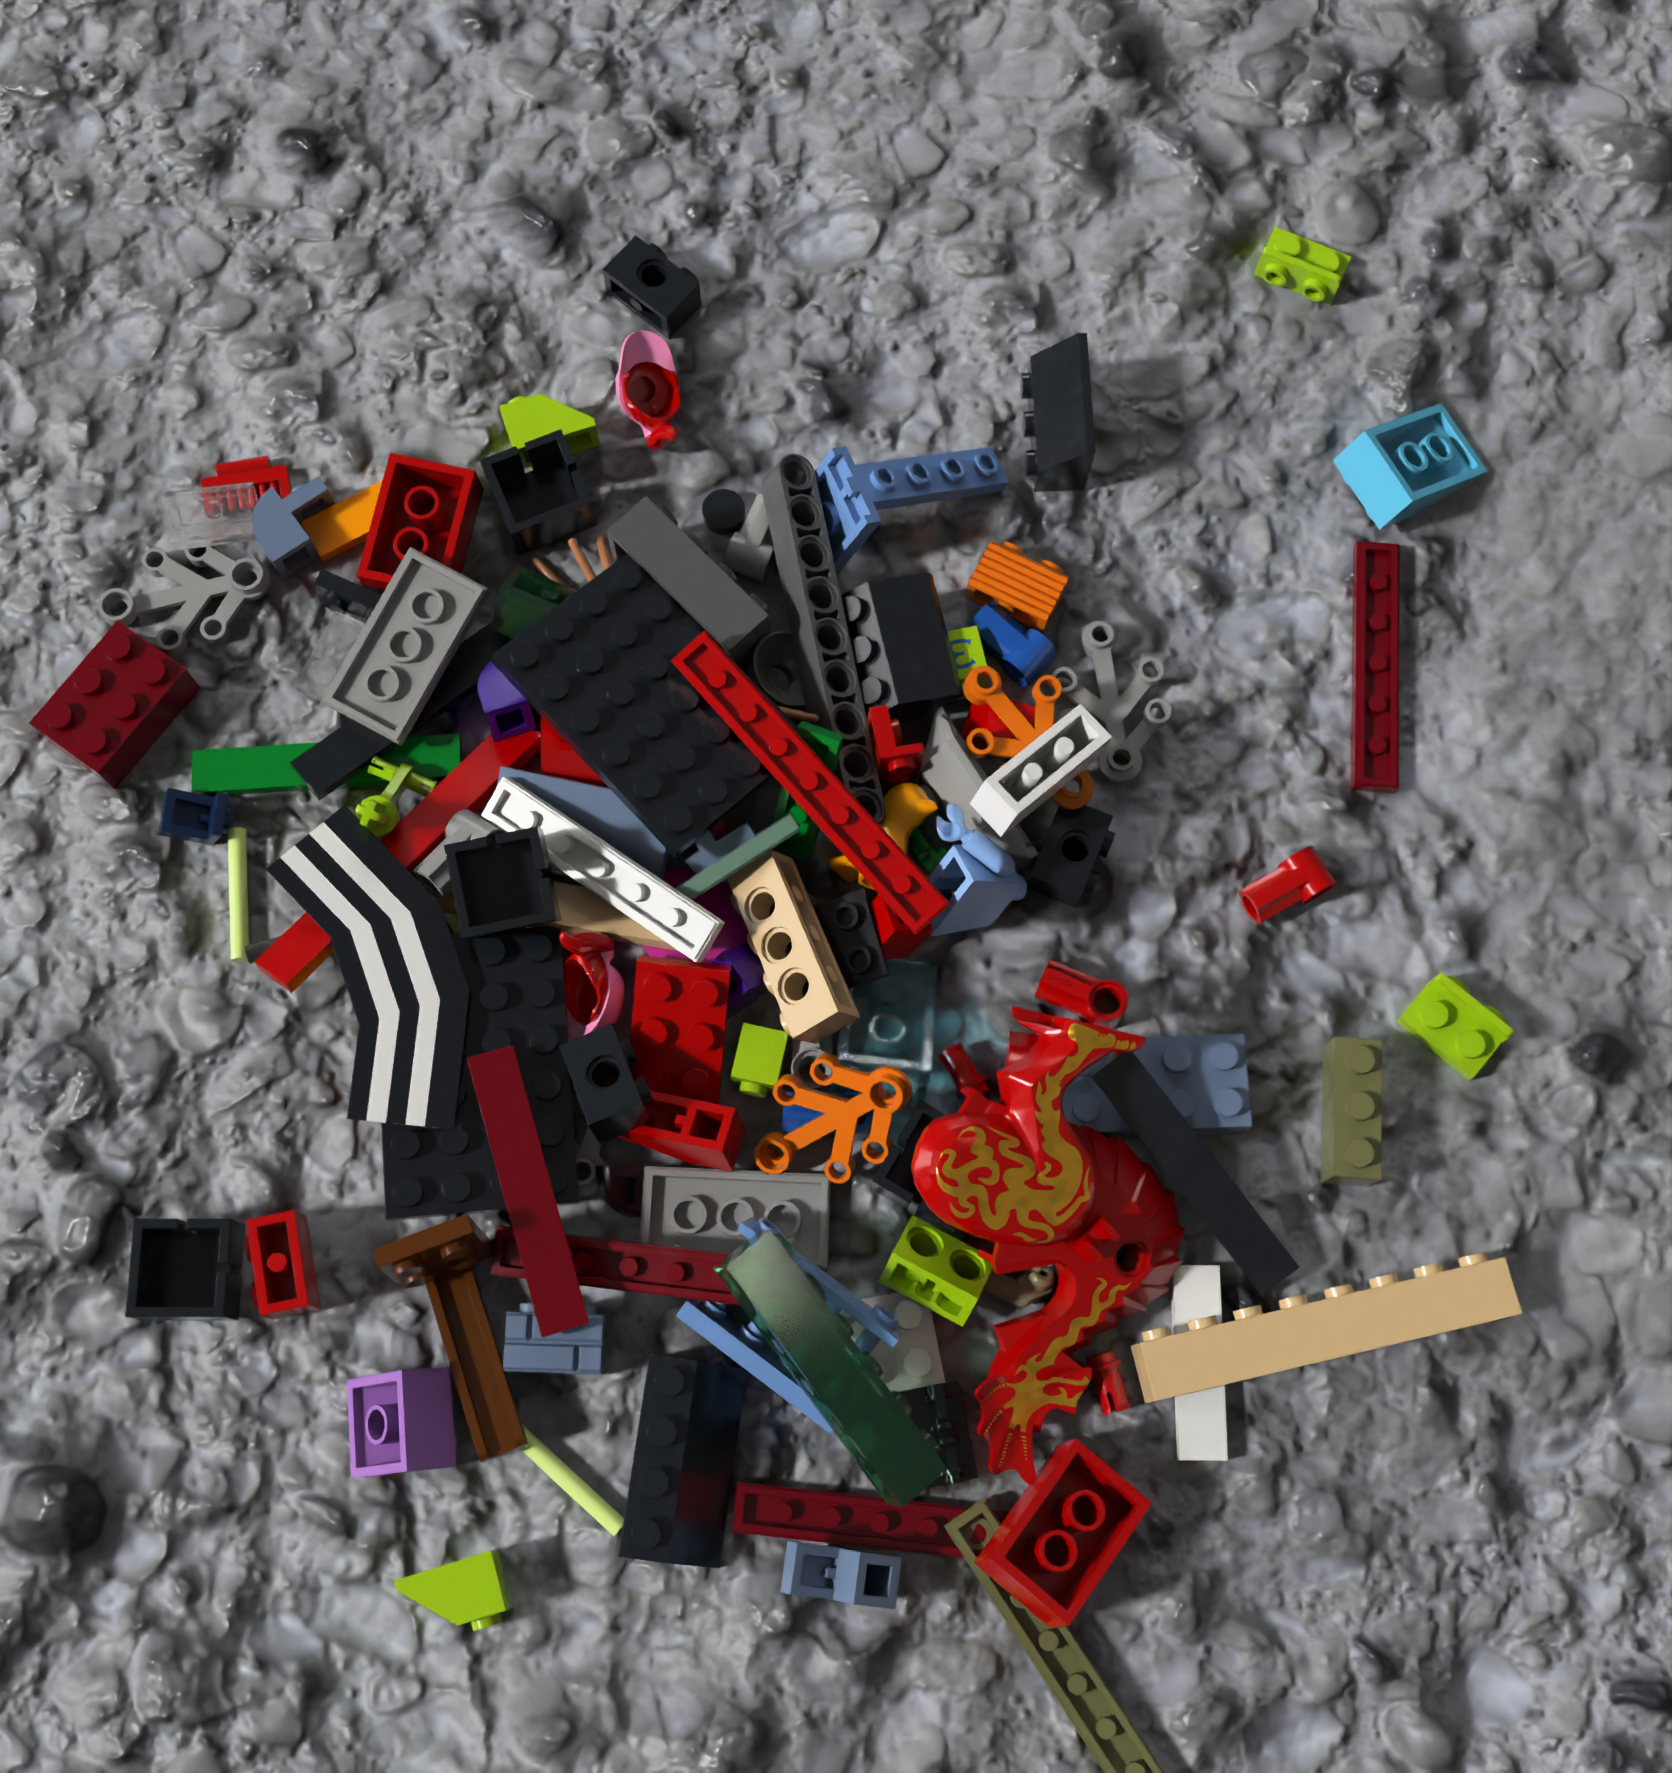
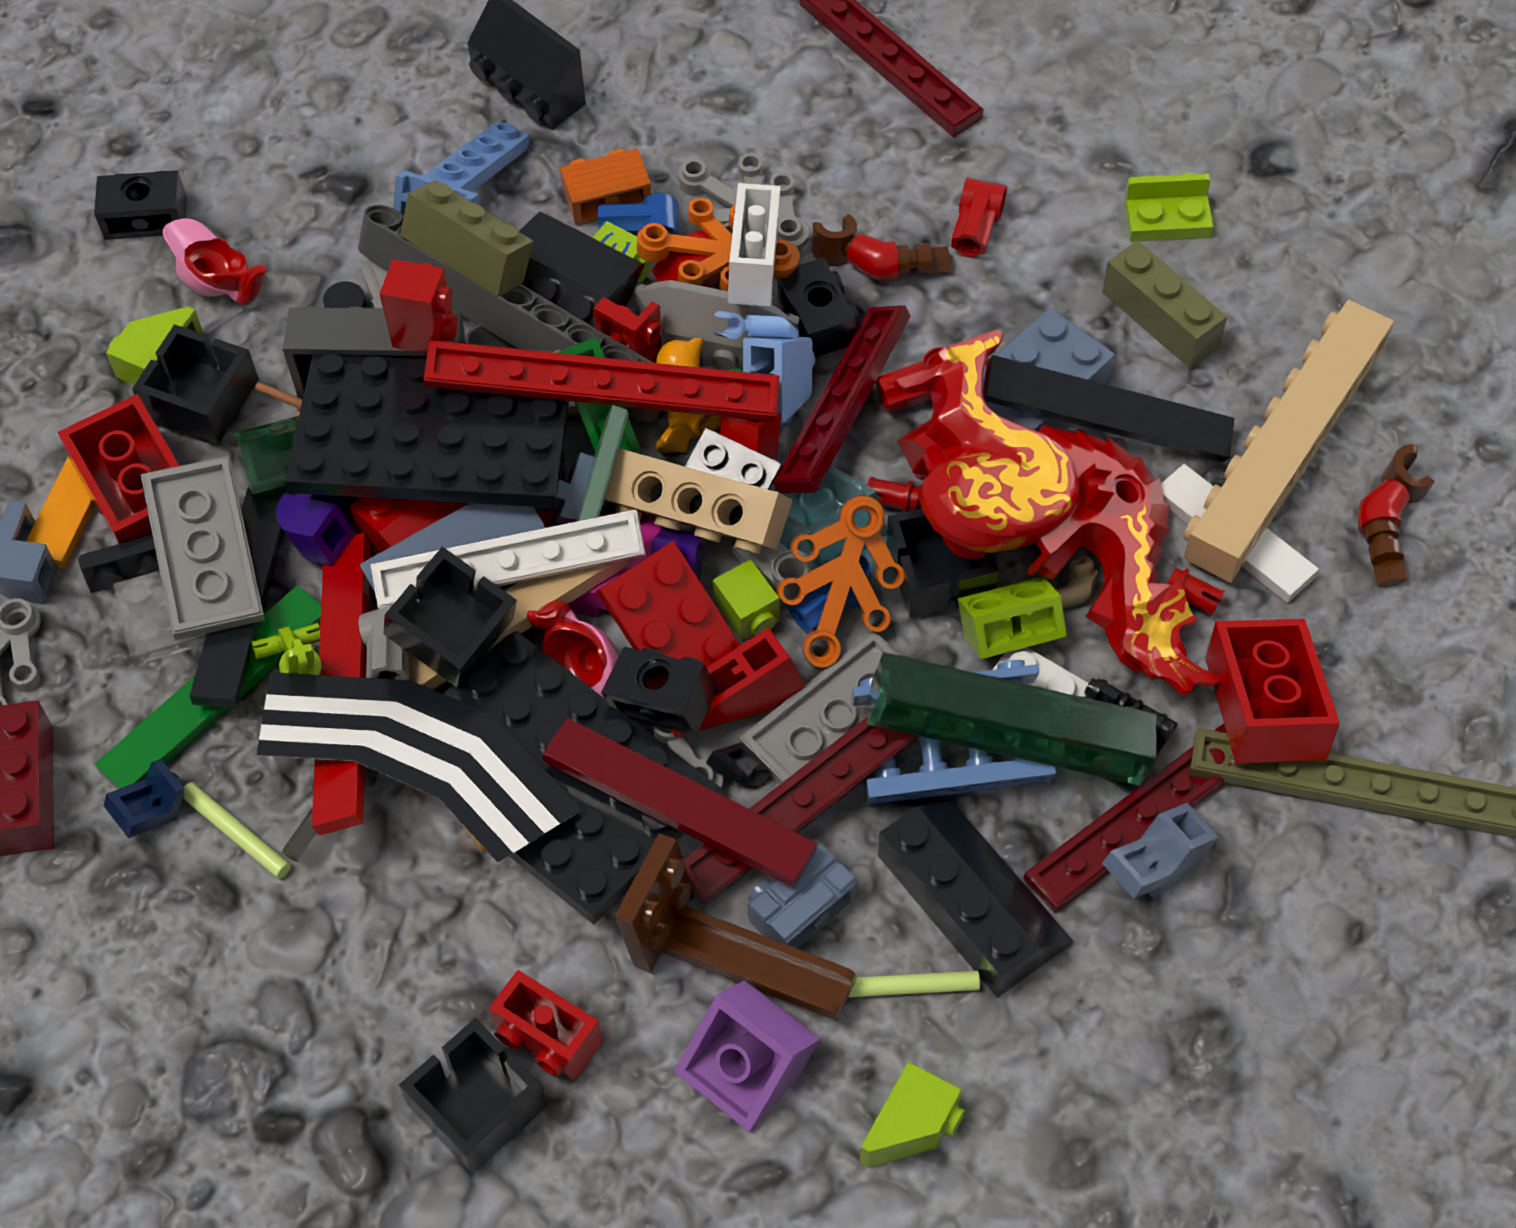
camera: 40 degrees left, 15 degrees down
(719, 594) = (417, 306): none -> red brick
(832, 554) = (466, 237): none -> olive brick
(1002, 956) = (842, 400): none -> dark red tile
(1164, 850) = (875, 257): none -> reddish brown piece
(1327, 1465) = (1381, 512): none -> reddish brown piece

